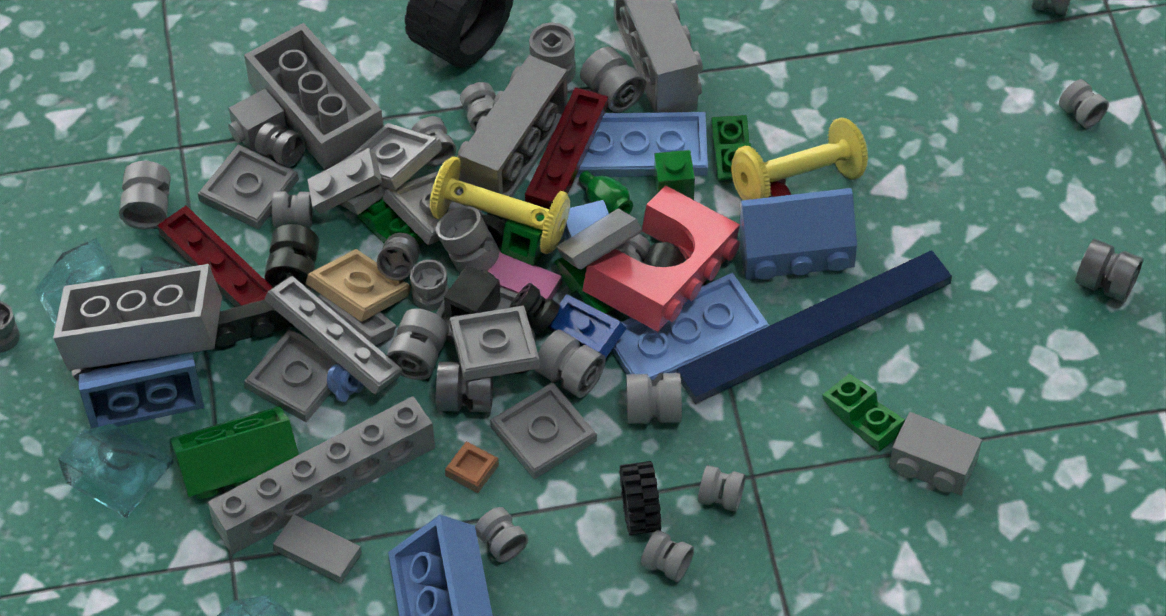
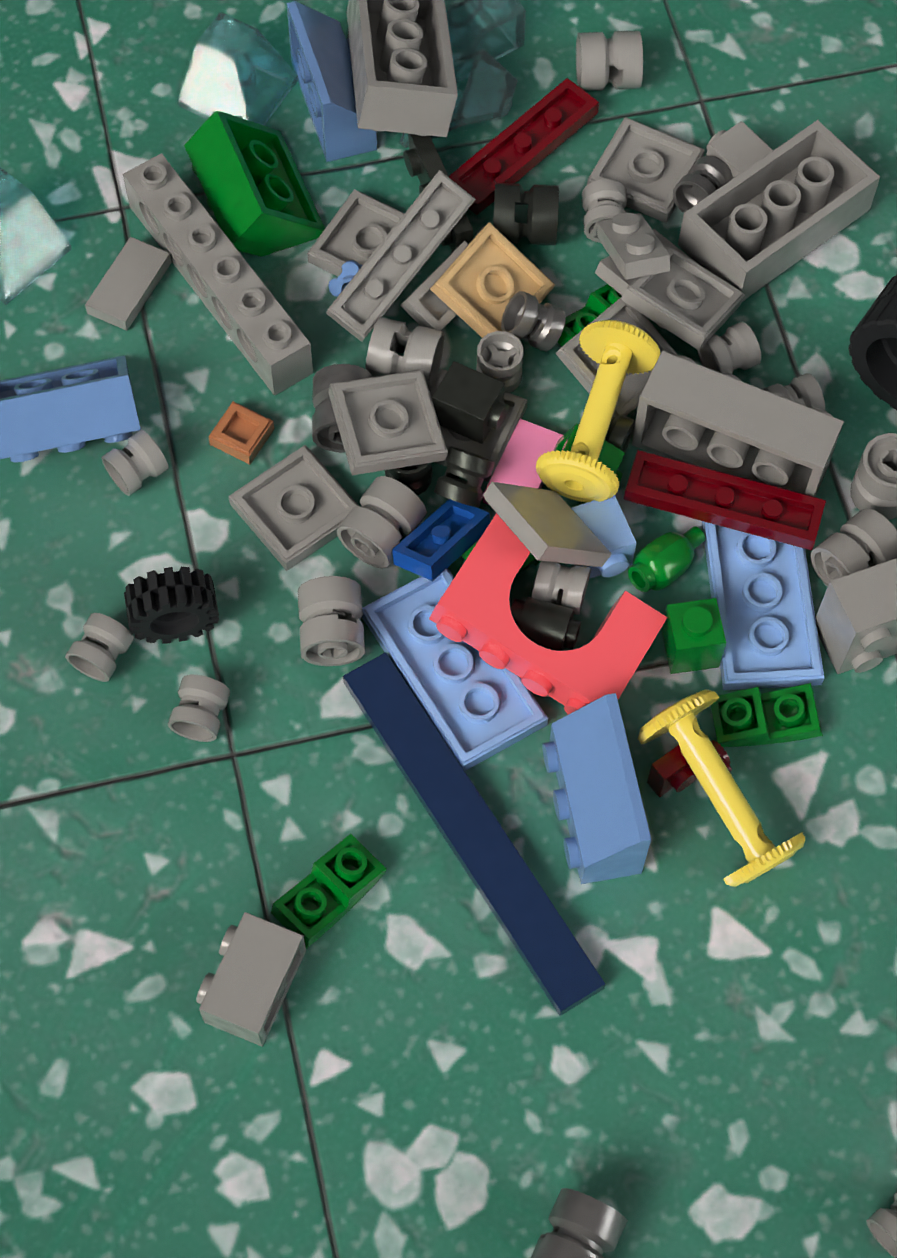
camera: 85 degrees right, 10 degrees up
(467, 239) = (558, 391): light grey wheel -> none

